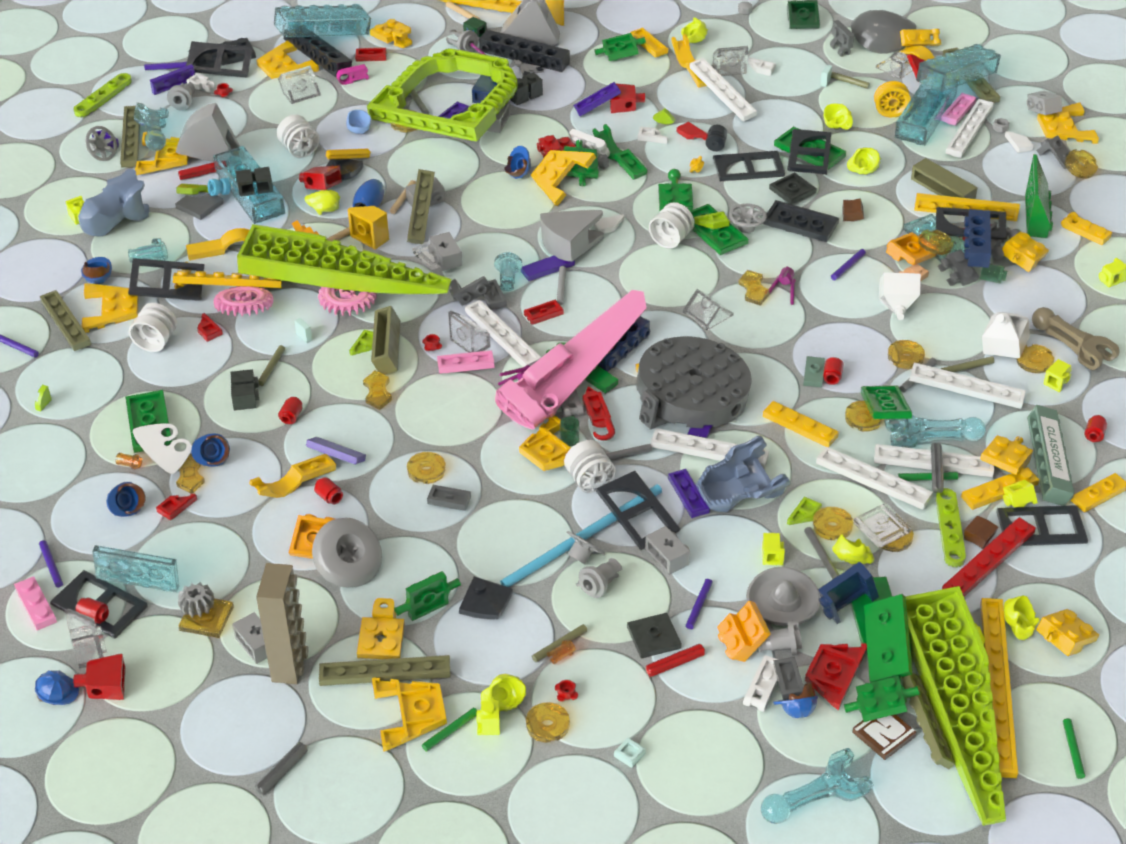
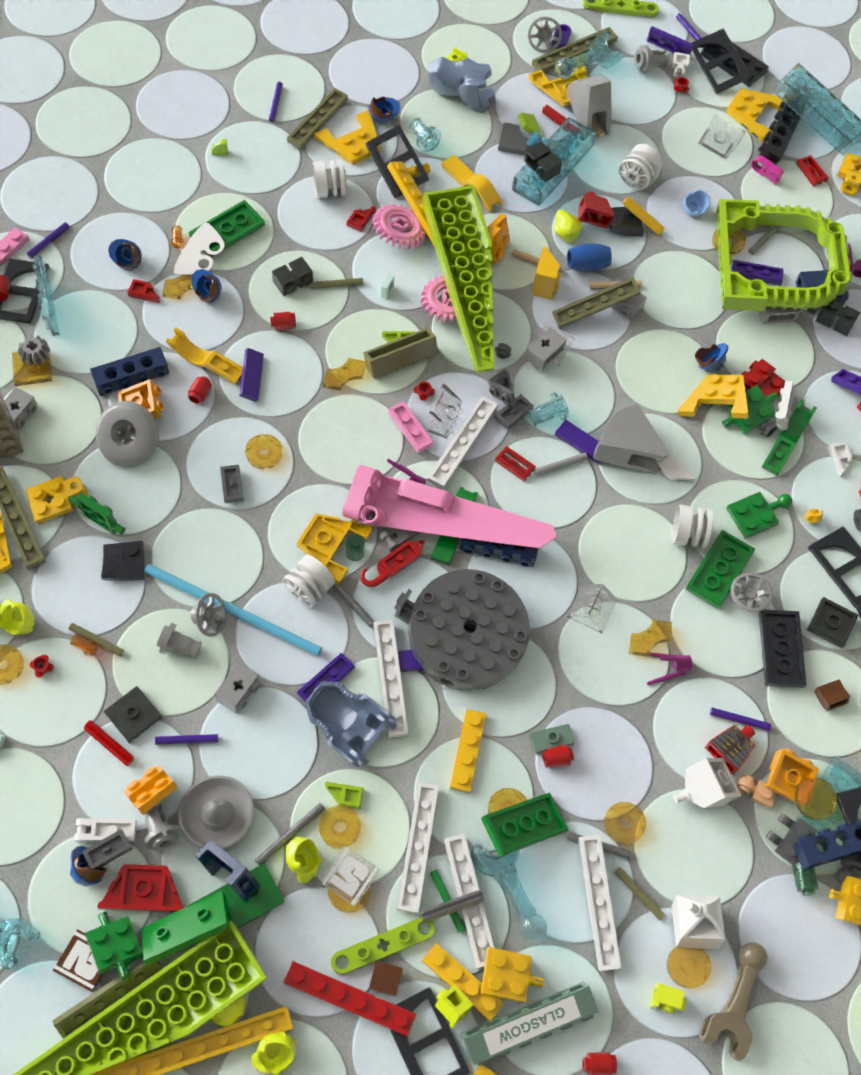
camera: 60 degrees right, 20 degrees up
(270, 534) = (121, 369): none -> dark blue brick
(634, 484) = (306, 627): black window -> none
(712, 220) = (726, 562): lime tile -> none
(772, 549) = (277, 780): neon yellow brick -> none
(868, 273) = (732, 746): none -> torso

